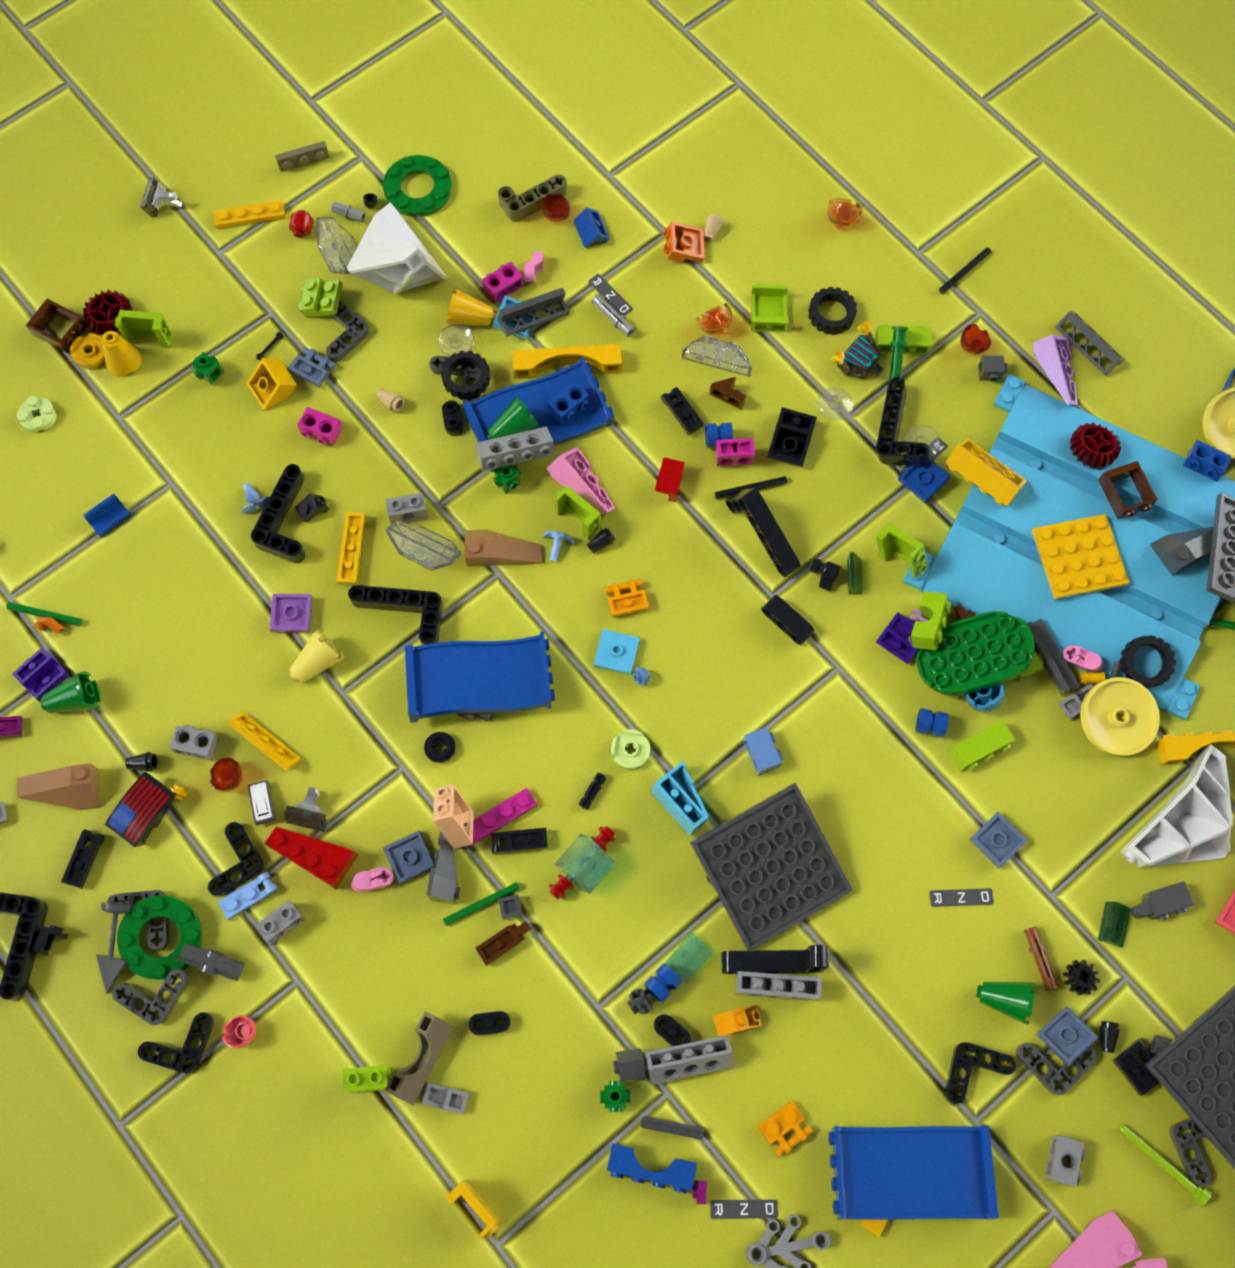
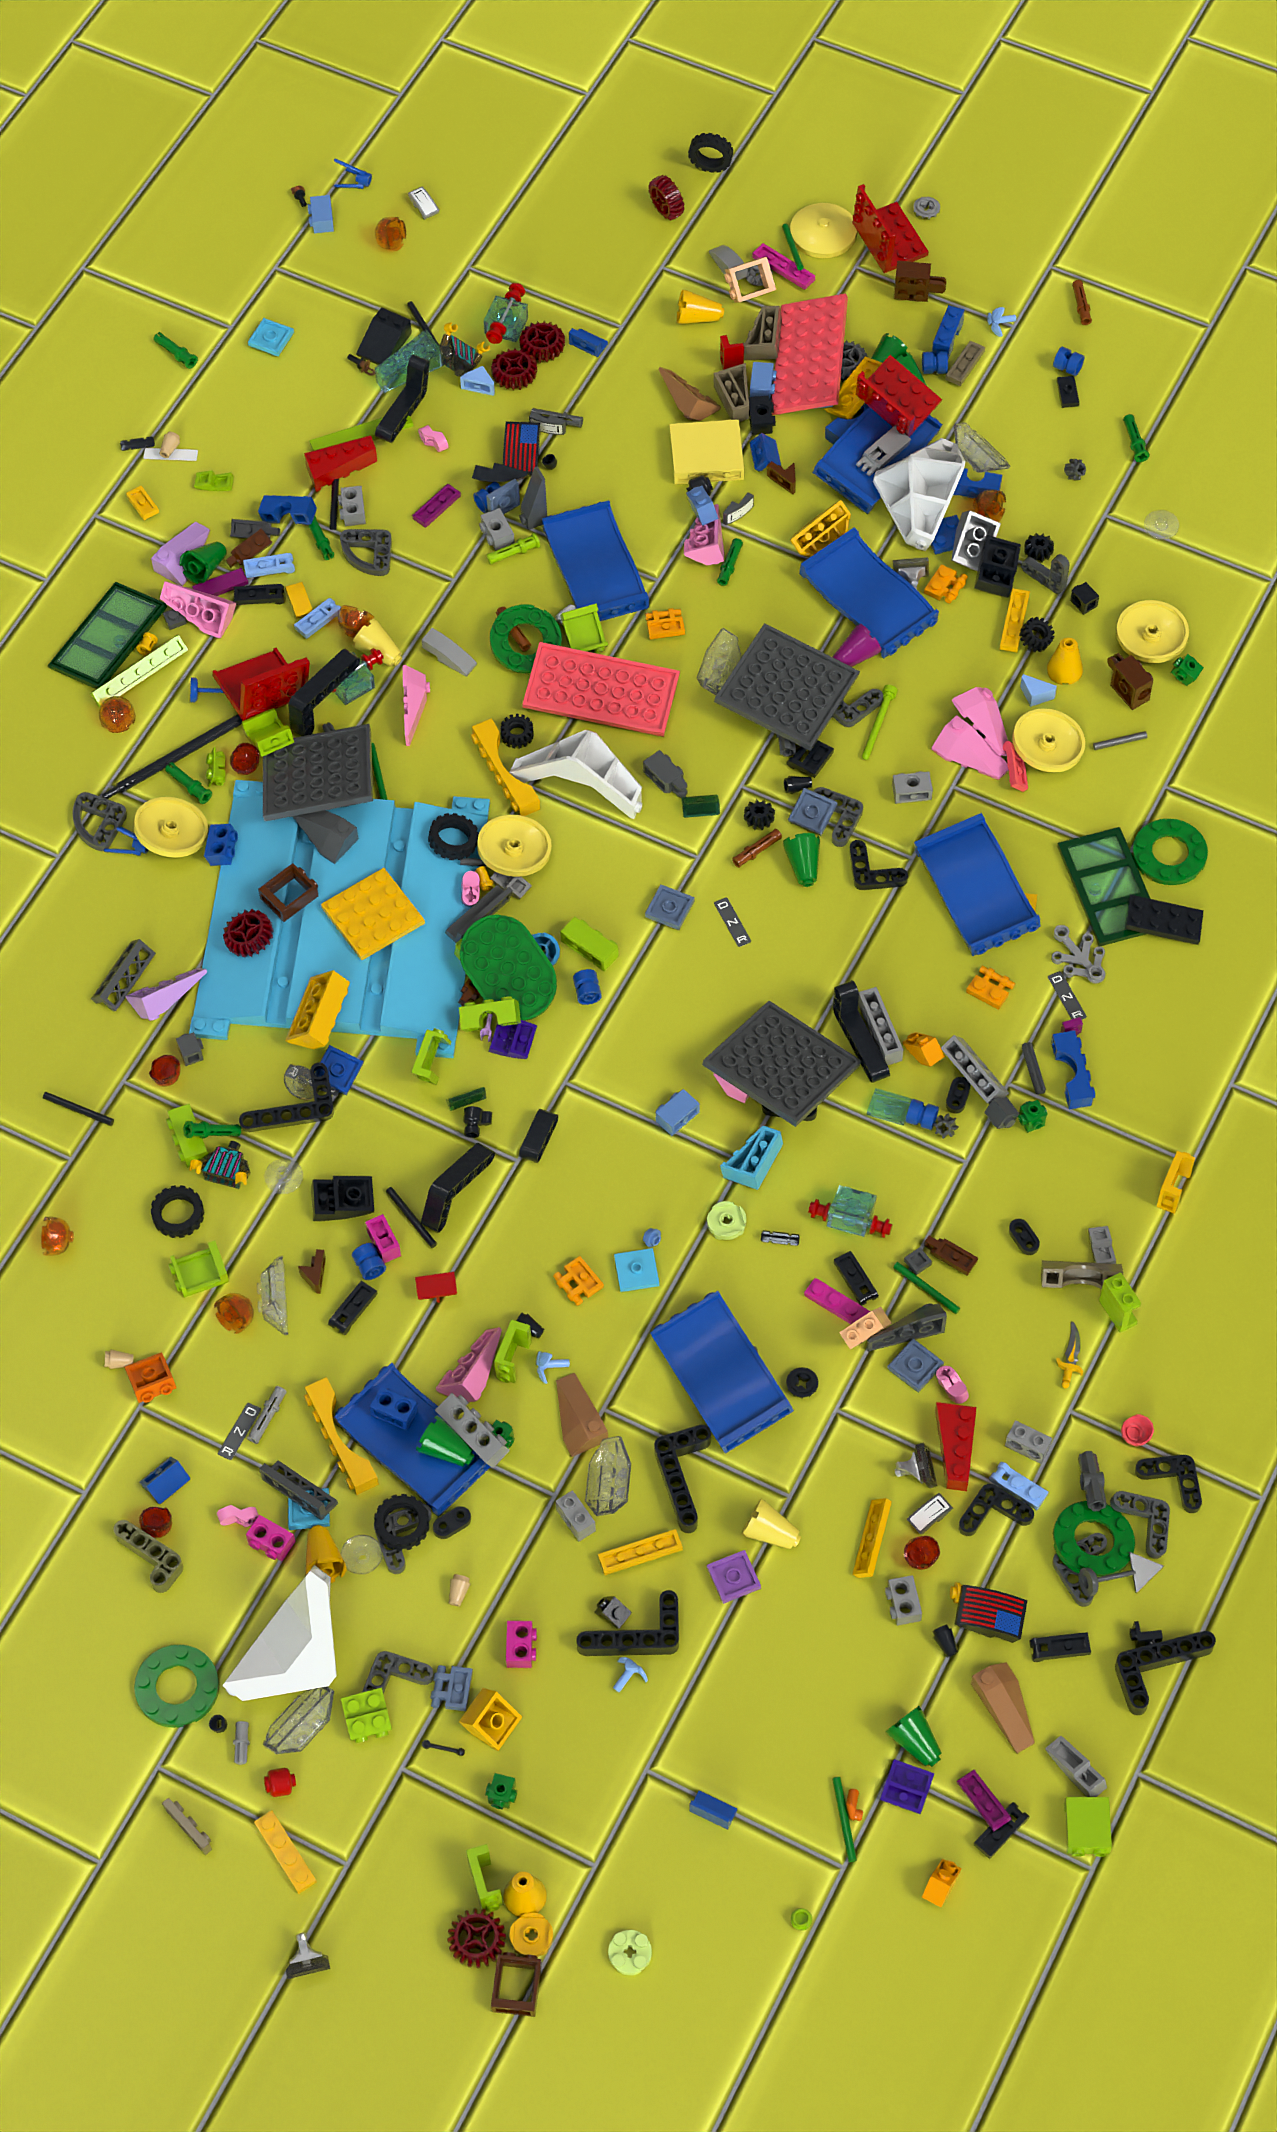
camera: 110 degrees left, 10 degrees down
(348, 1009) = (1071, 1357): none -> piece

